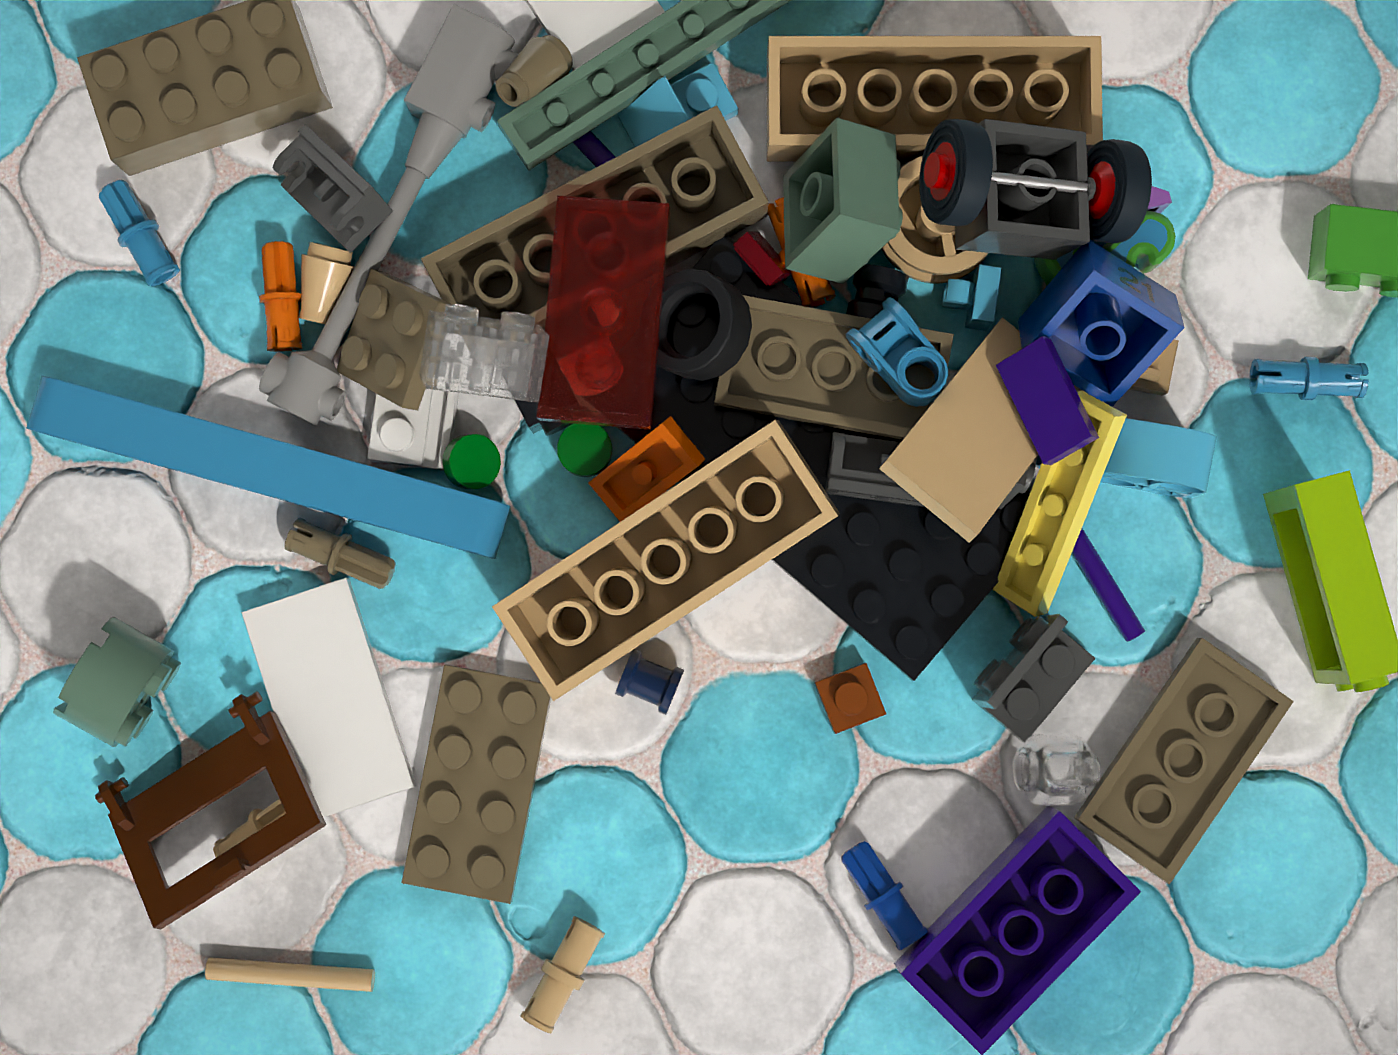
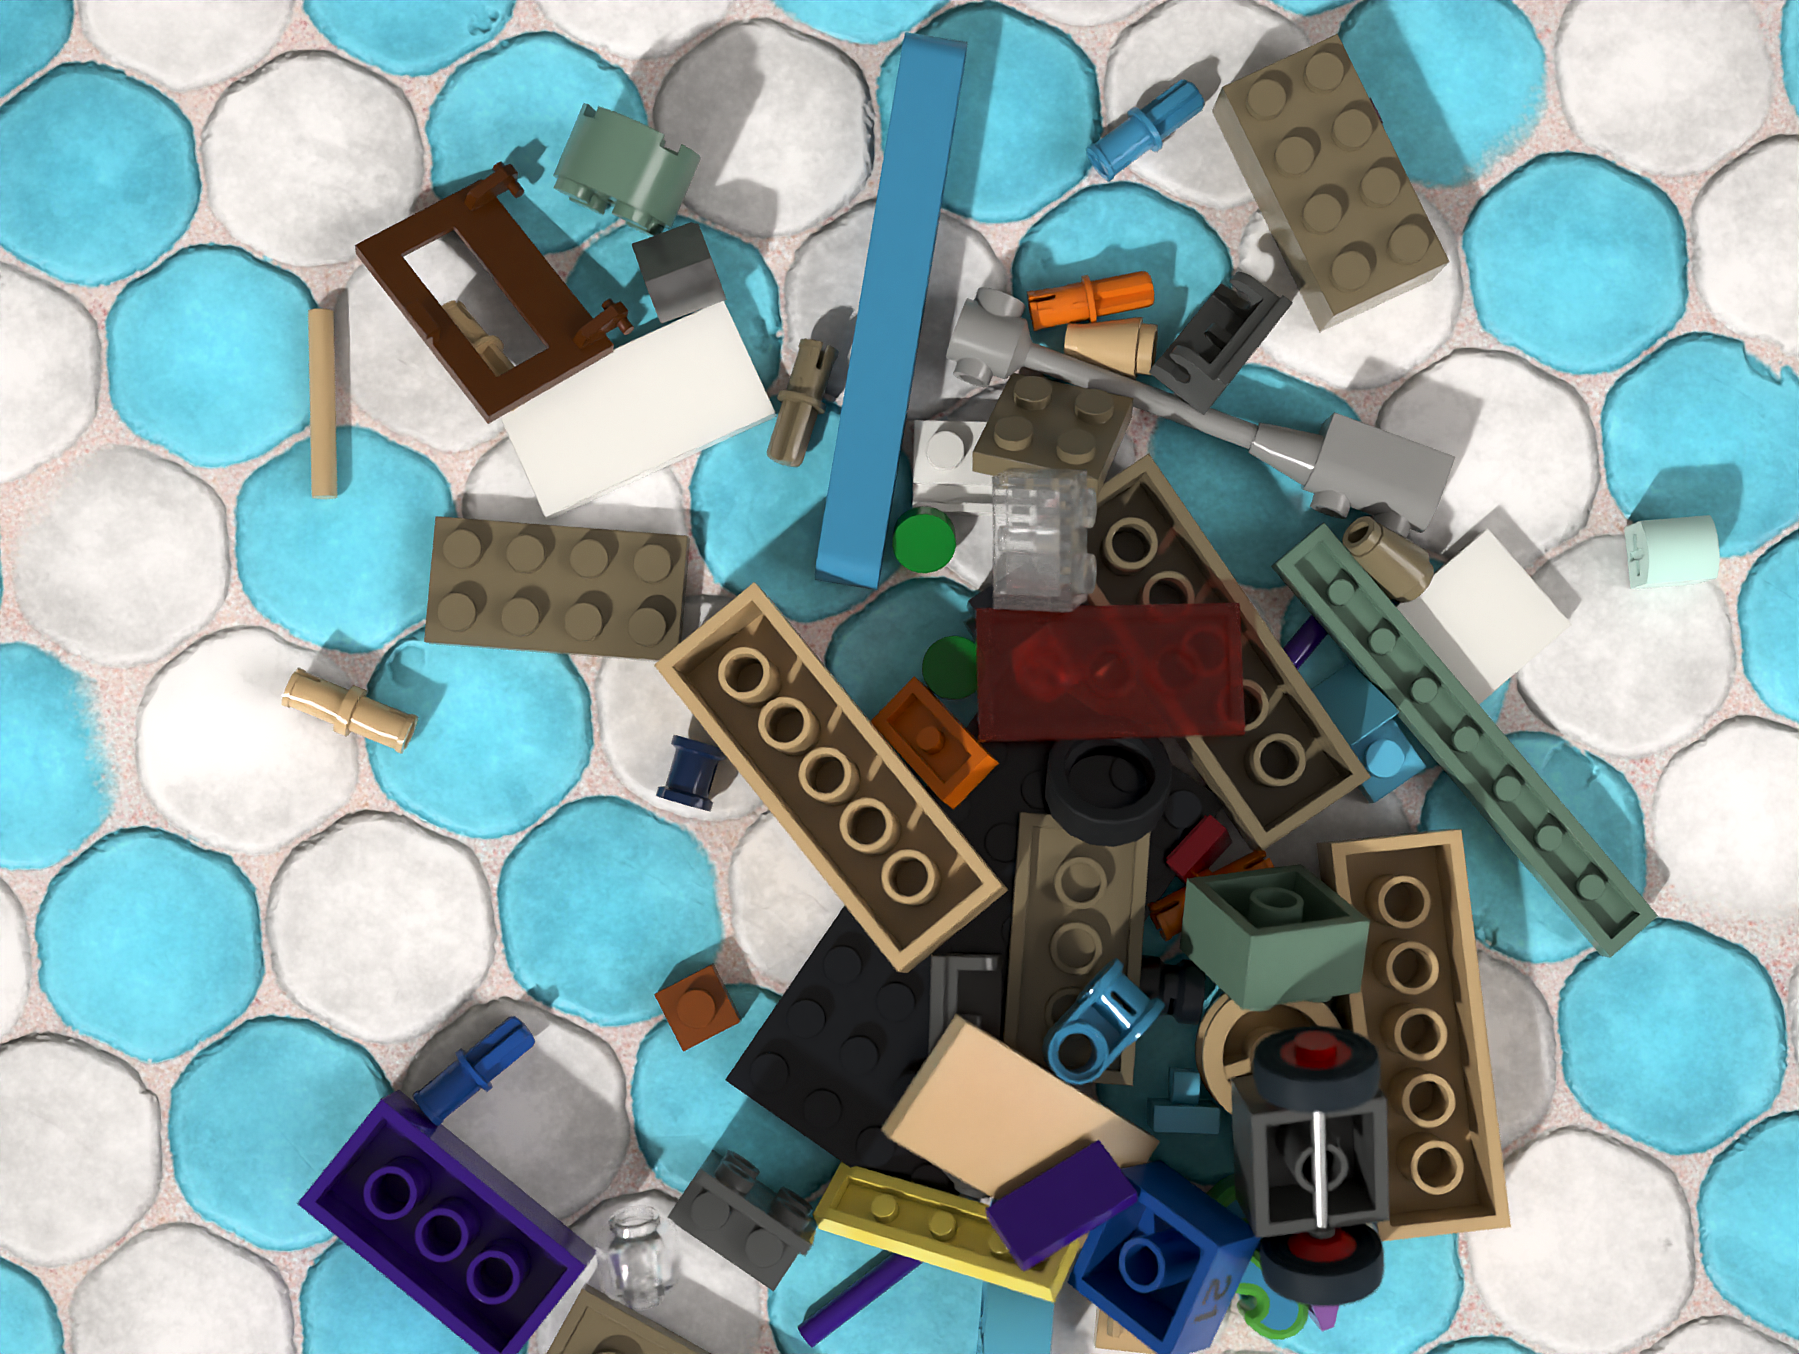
camera: 85 degrees right, 0 degrees up
(212, 646) = (678, 272): none -> flat silver piece

